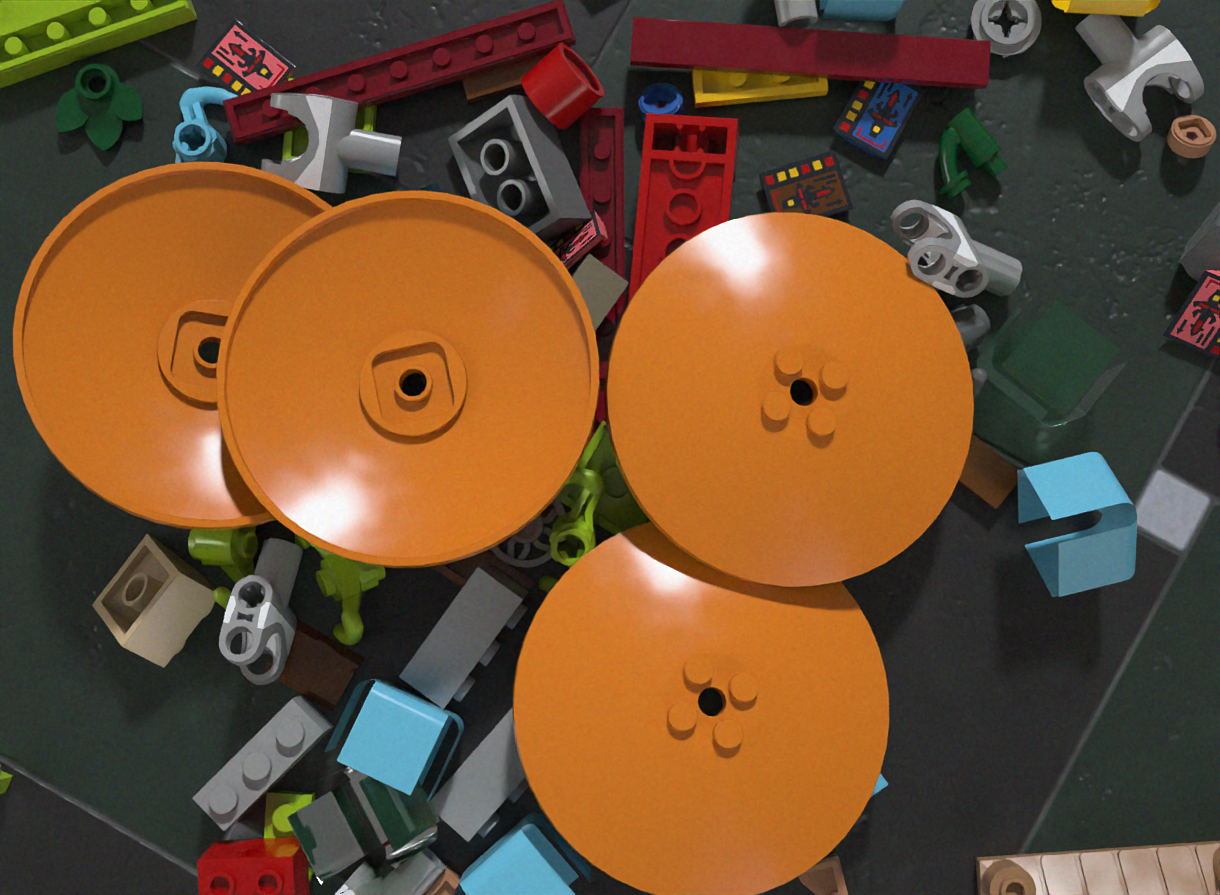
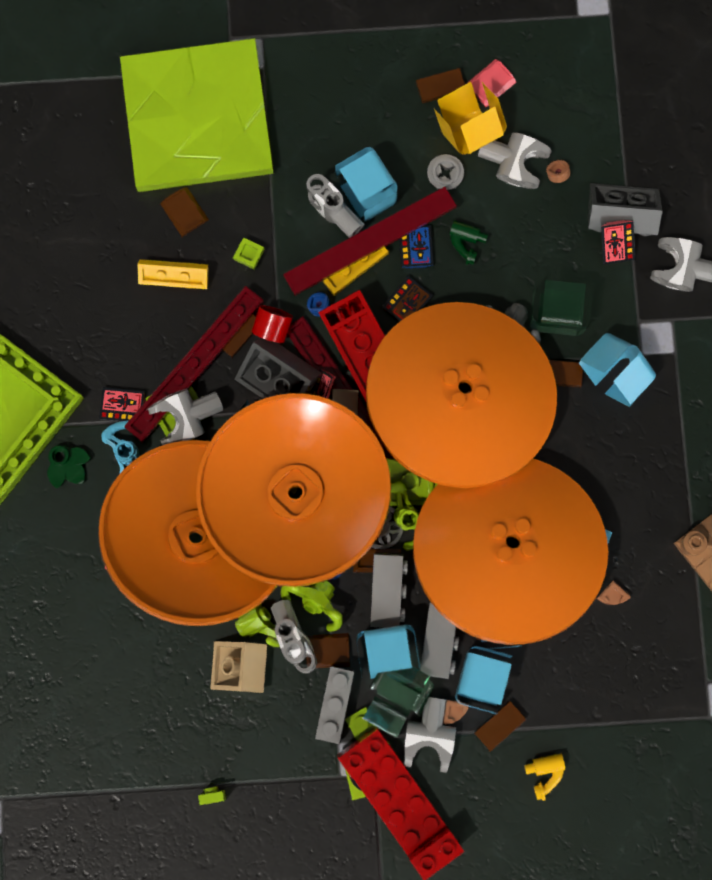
camera: 35 degrees left, 5 degrees down
(953, 258) = (492, 290): light grey connector -> none

